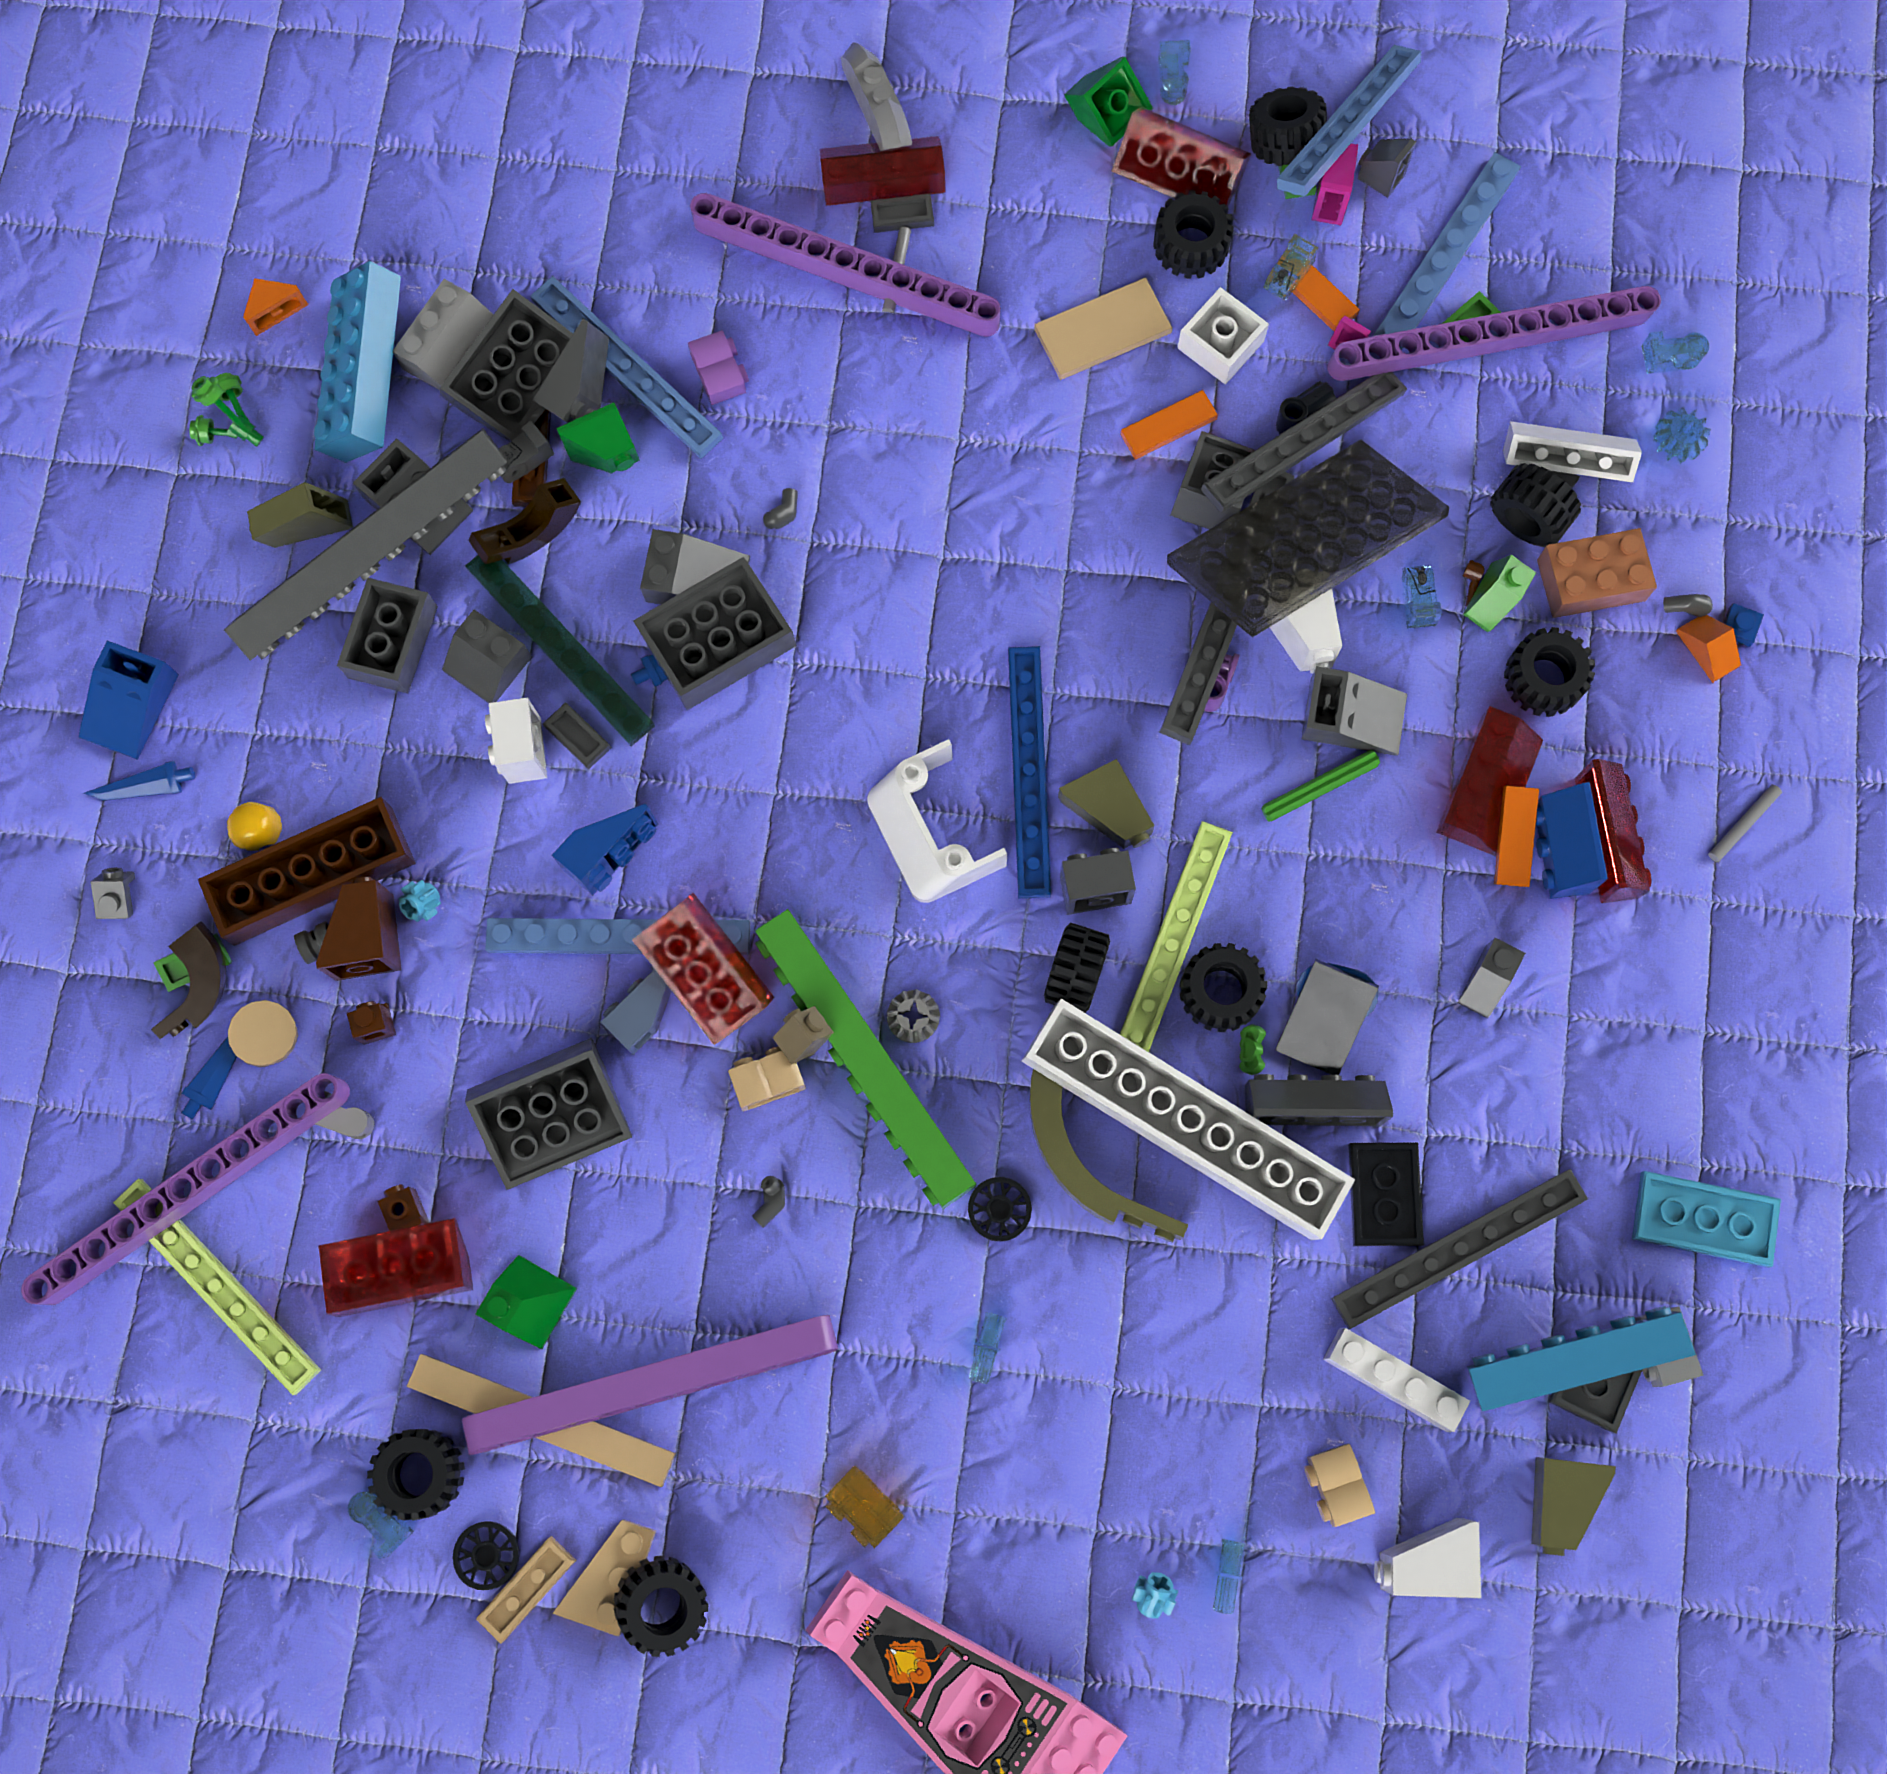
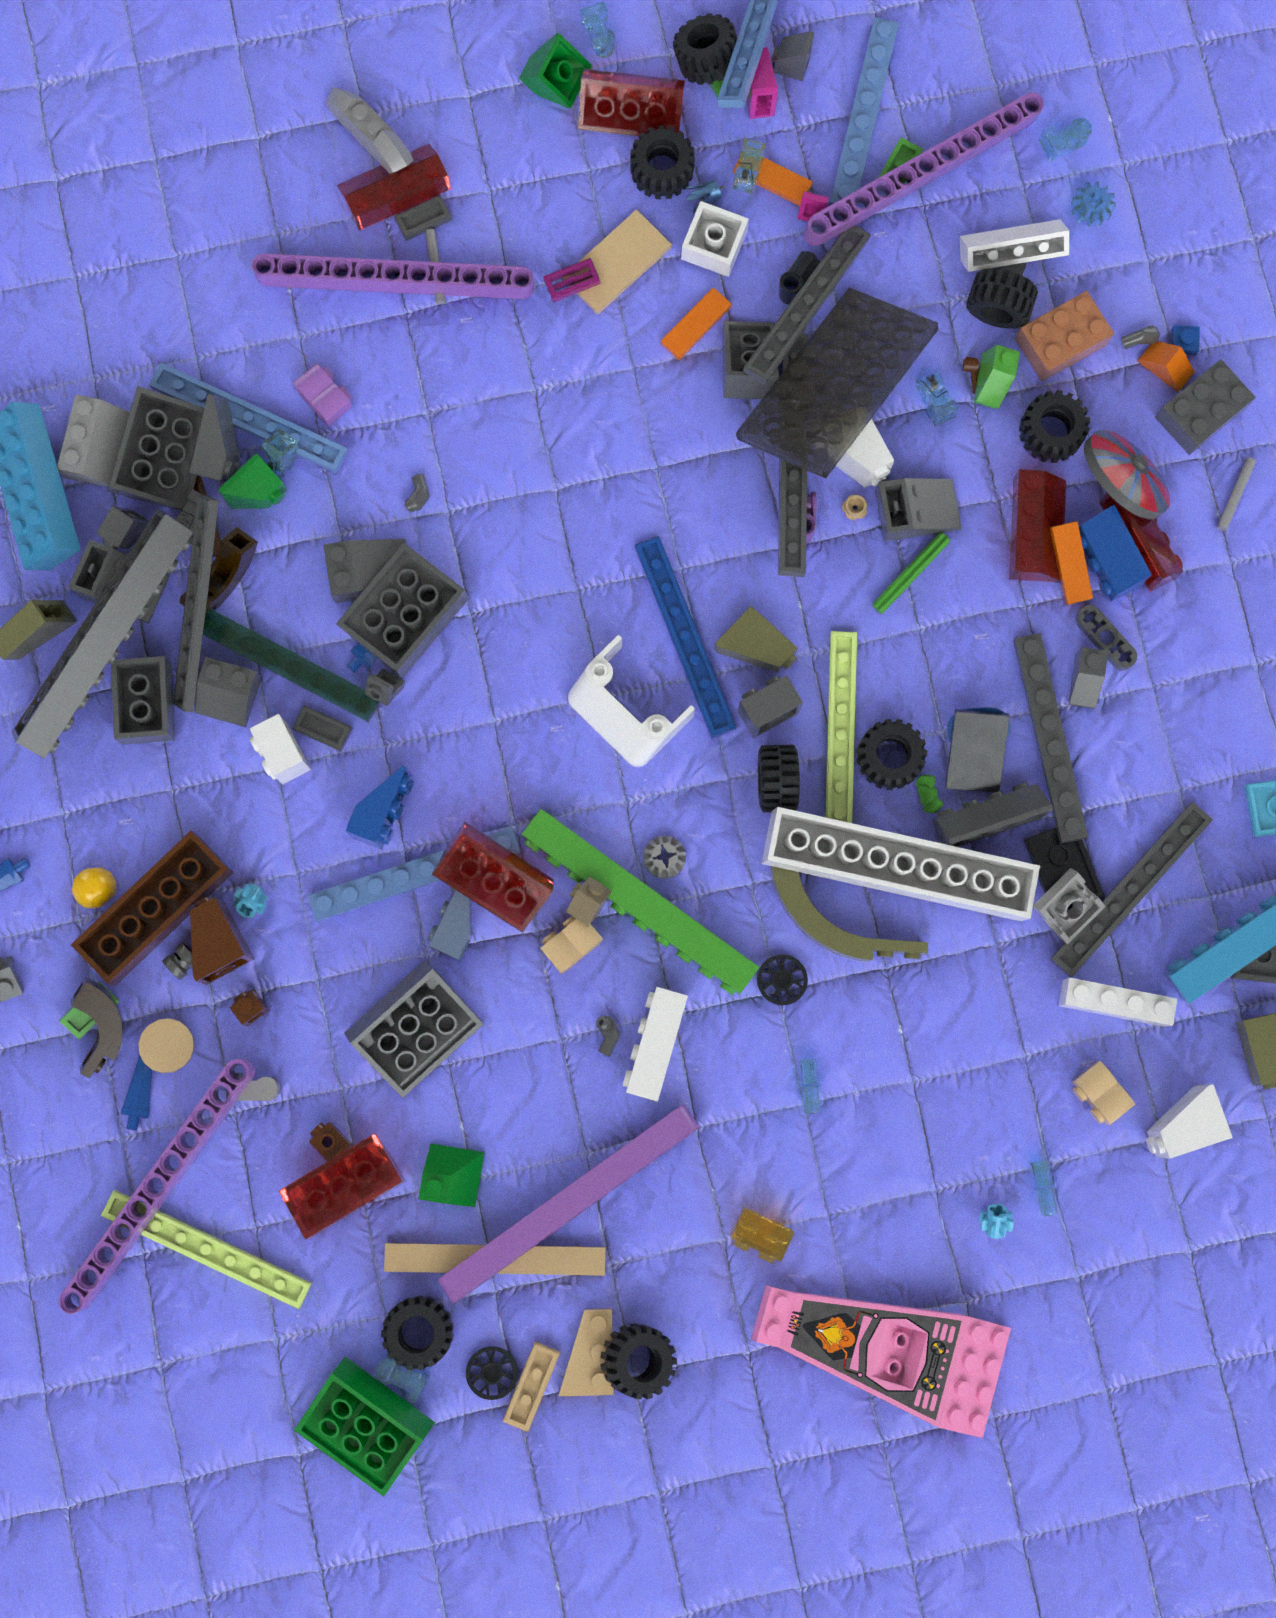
camera: 25 degrees left, 5 degrees up
(313, 1563) = (364, 1426): none -> green slope
(435, 437) = (121, 528): none -> dark grey slope
(483, 543) = (195, 602): none -> dark grey tile
(642, 418) = (277, 455): none -> clear light blue leg
(662, 711) = (384, 687): none -> dark grey bracket
(822, 1232) = (656, 1043): none -> white brick
(1043, 335) = (556, 296): none -> magenta tile
(1235, 283) = (708, 189): none -> flat silver piece
(1284, 681) = (855, 500): none -> tan plate
(1361, 1228) = (1055, 902): none -> light grey brick
(1421, 1035) = (1050, 738): none -> dark grey plate
(1535, 925) = (1099, 617): none -> dark grey beam
(1617, 753) = (1127, 474): none -> dish
(1740, 708) = (1205, 407): none -> dark grey brick

